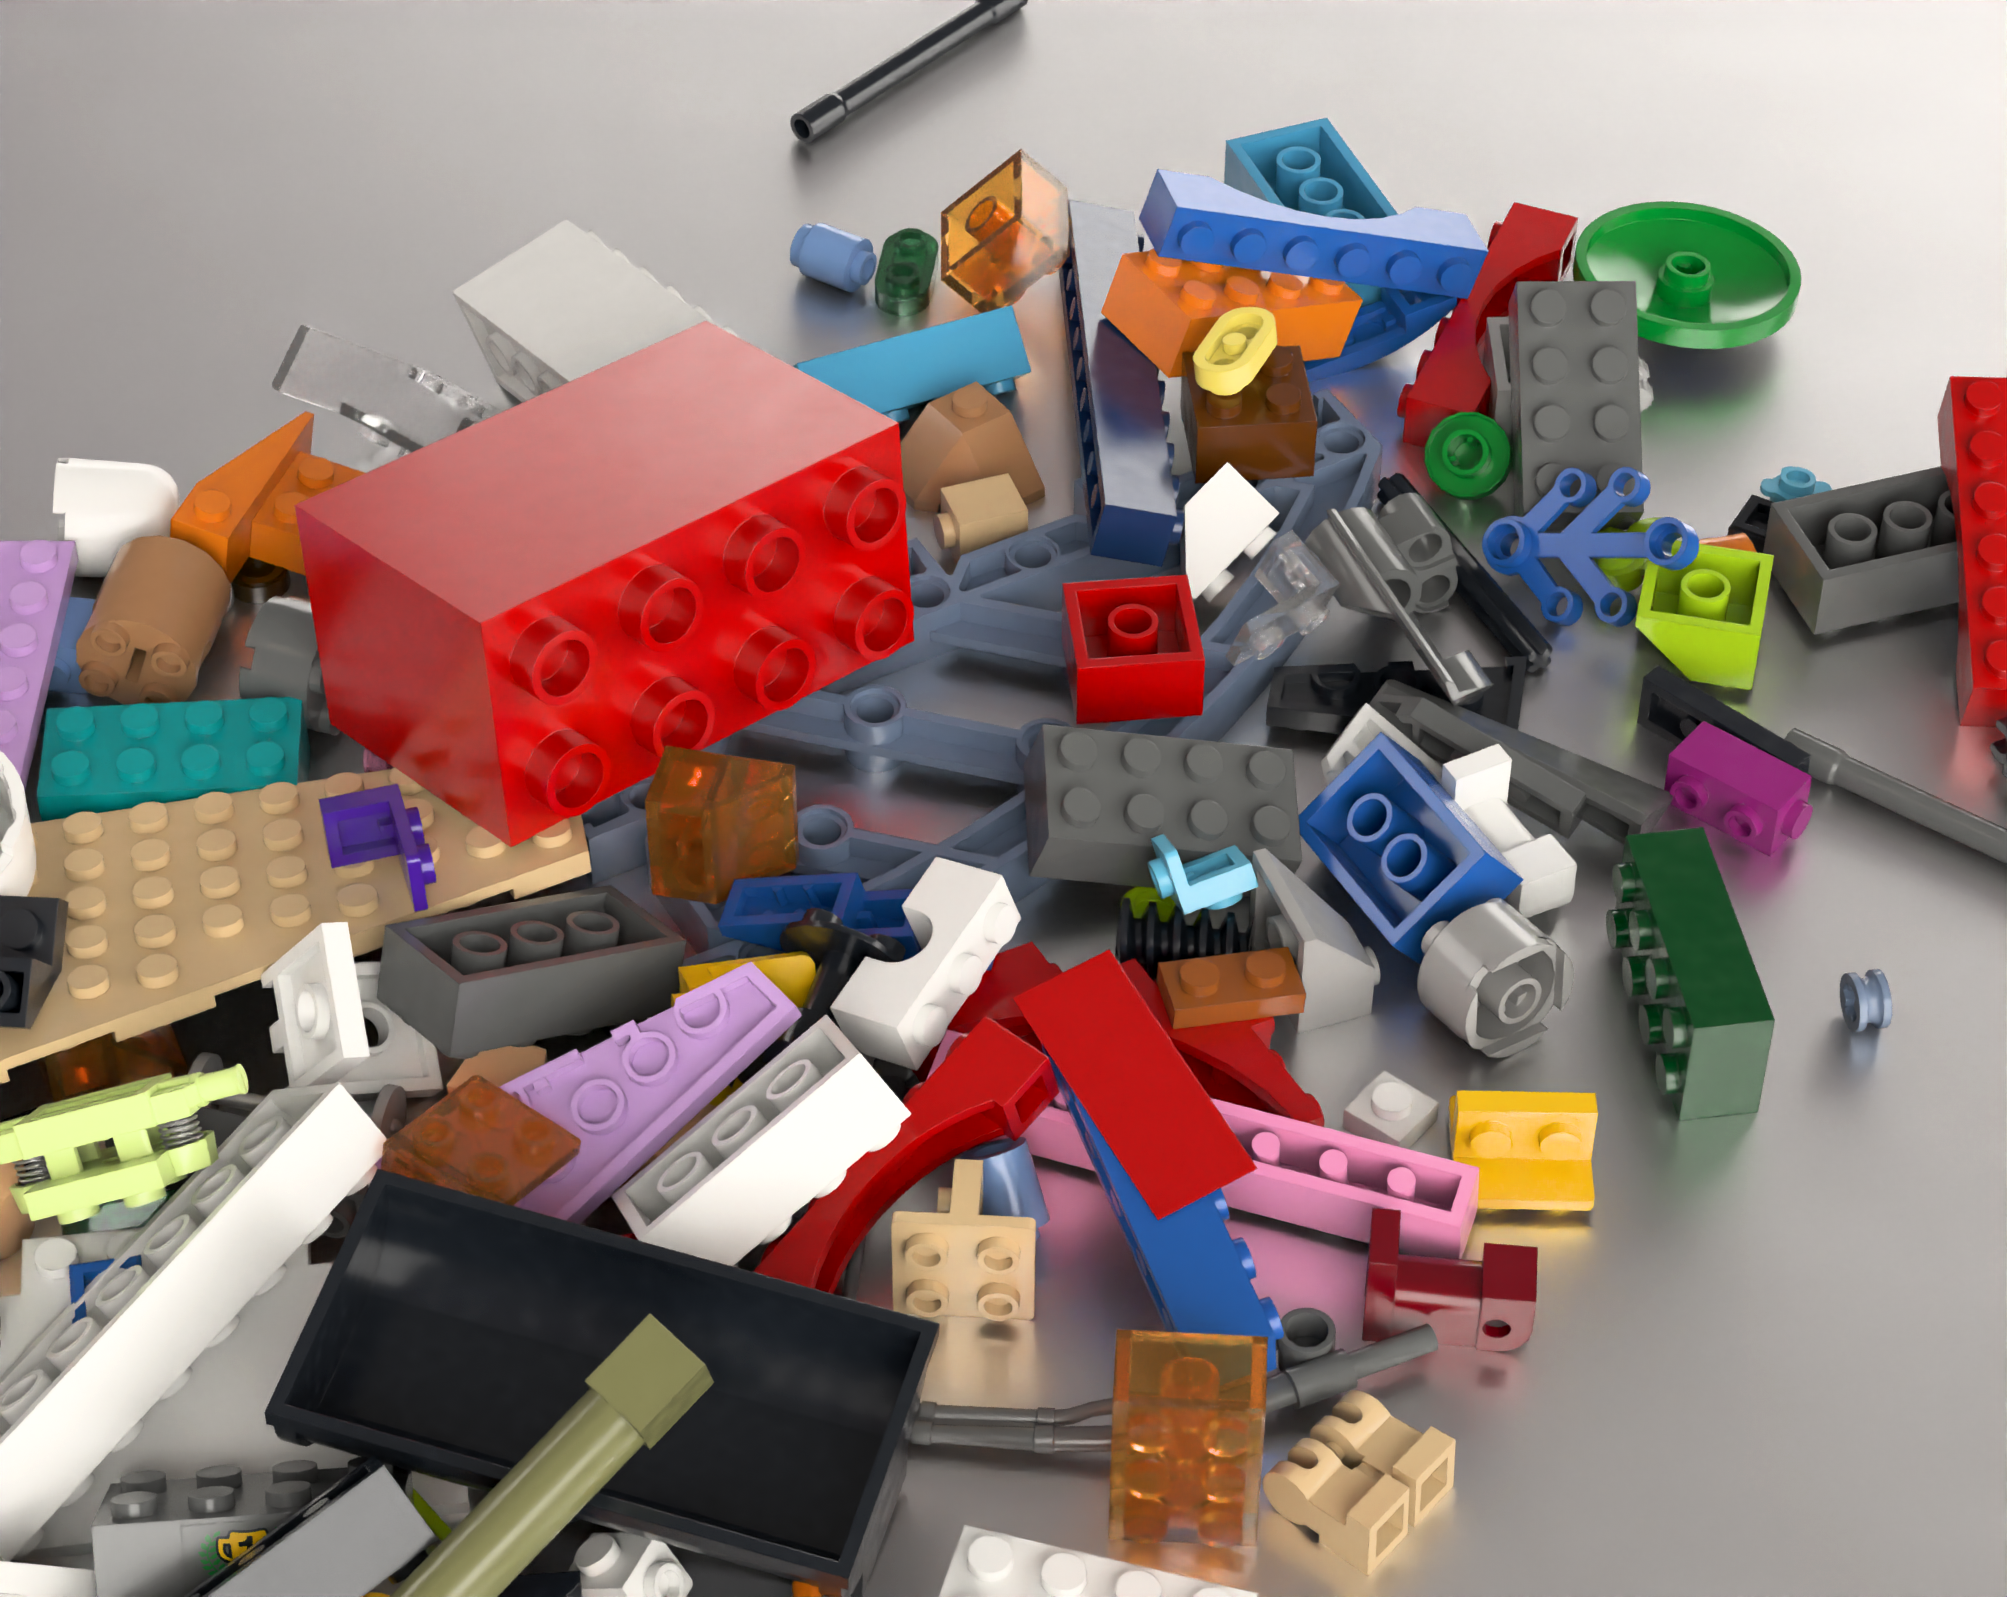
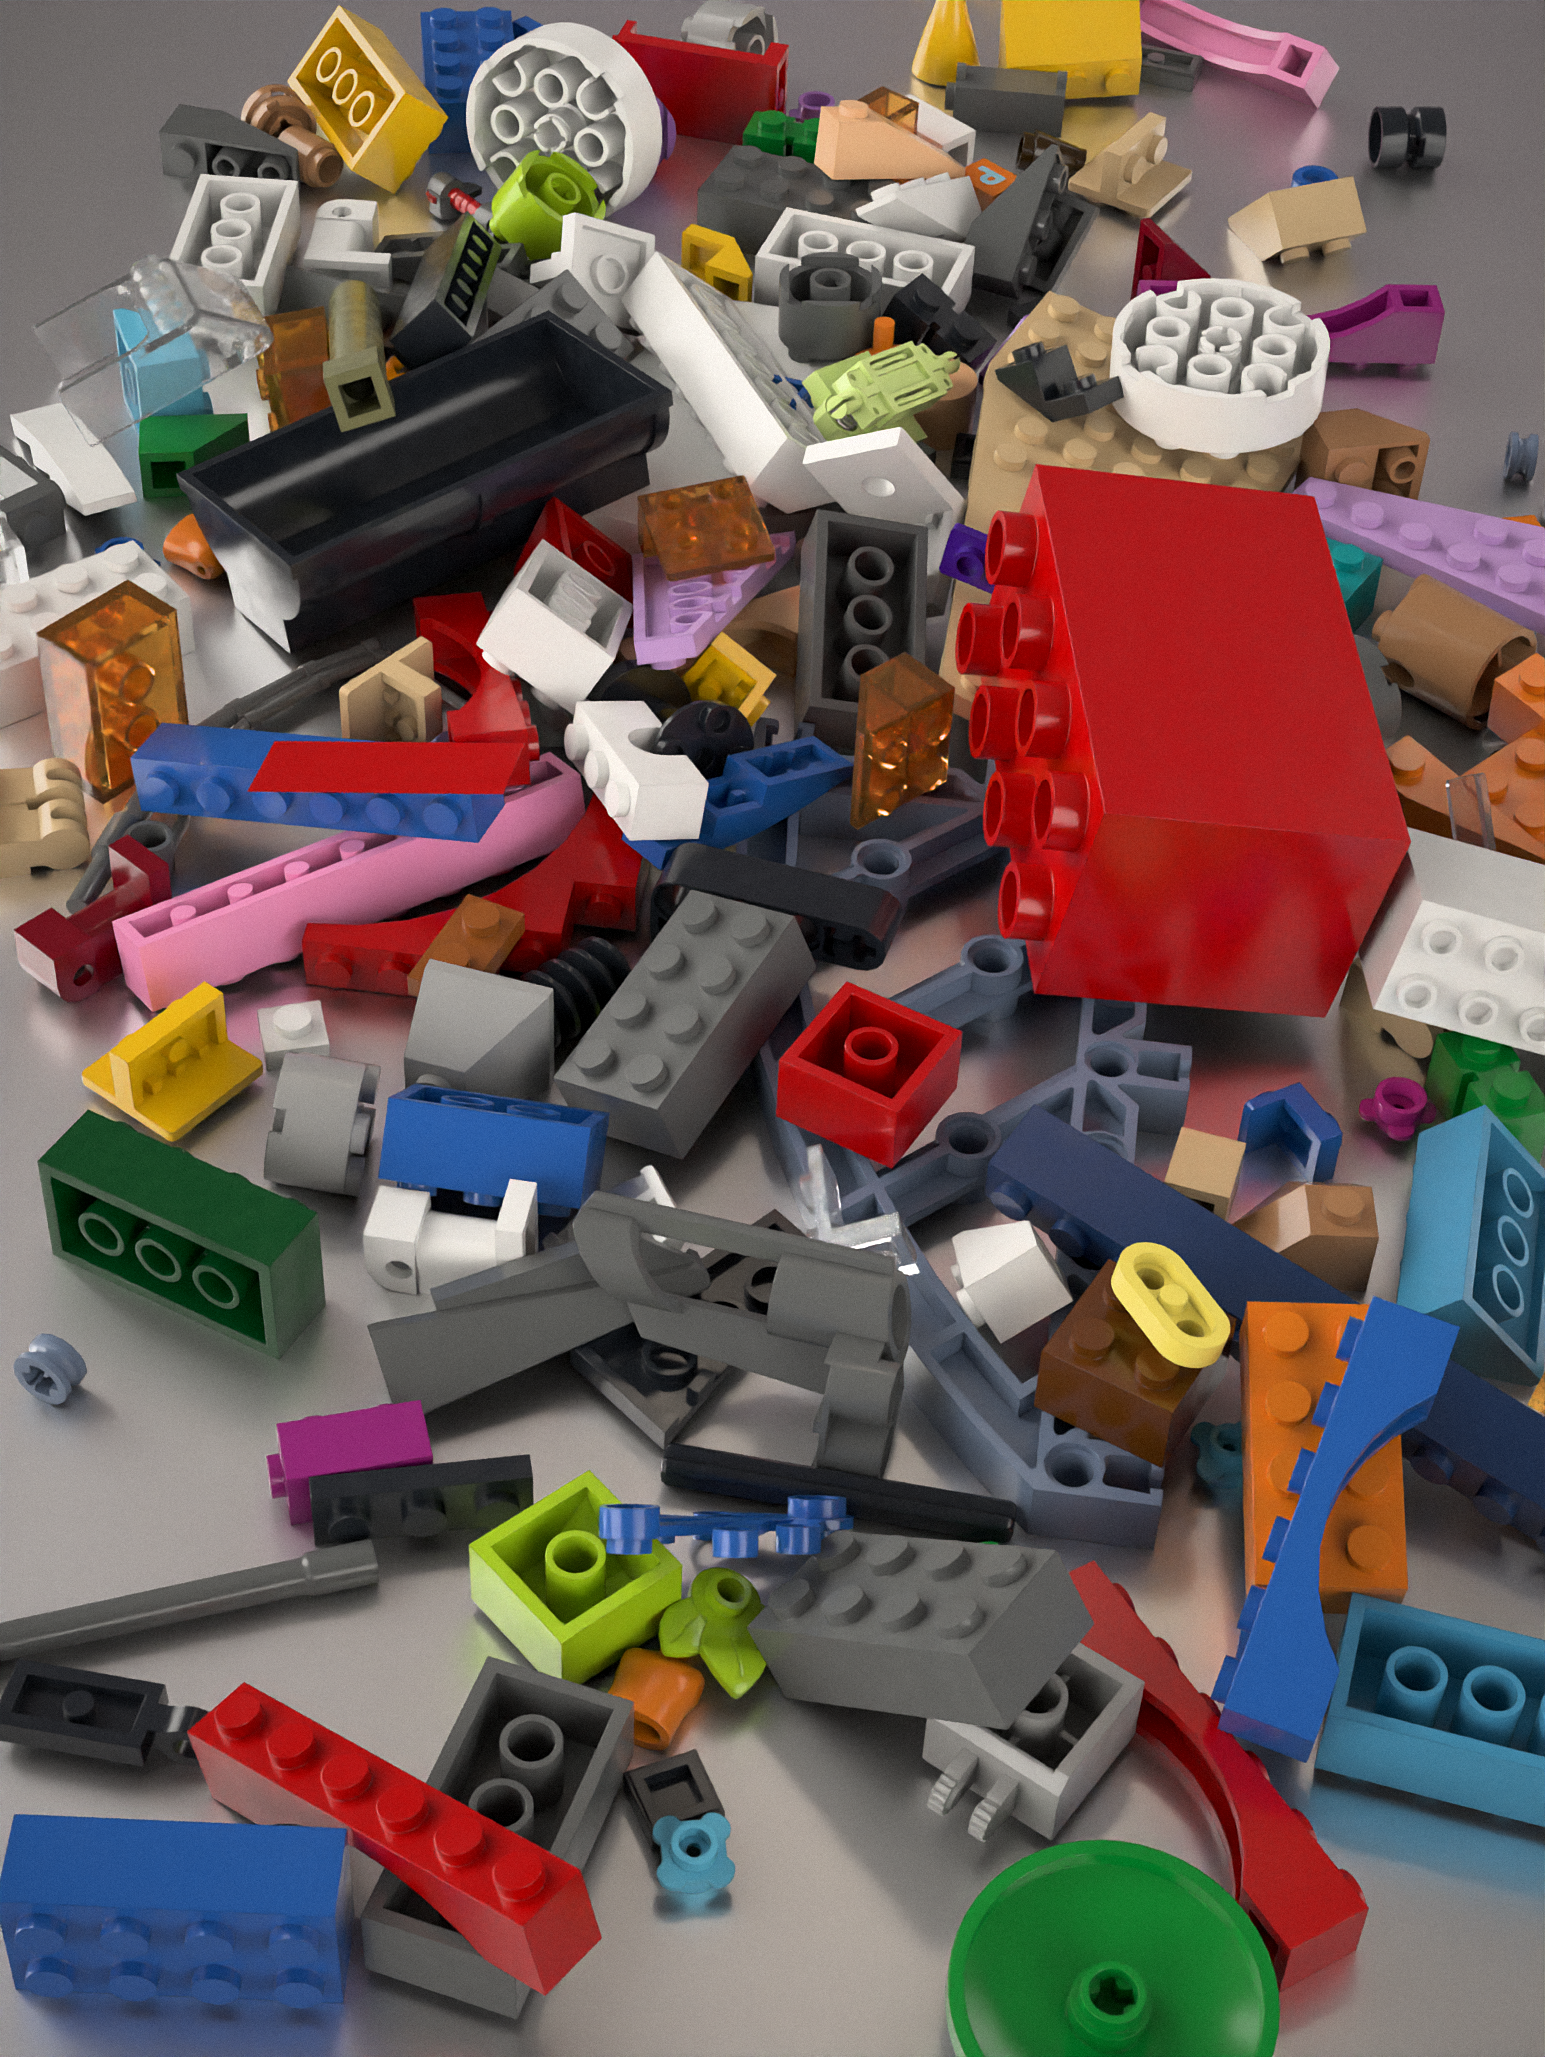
camera: 125 degrees right, 0 degrees up
(982, 822) = (838, 917): none -> black beam
(1206, 882) = (588, 976): medium azure bracket -> none

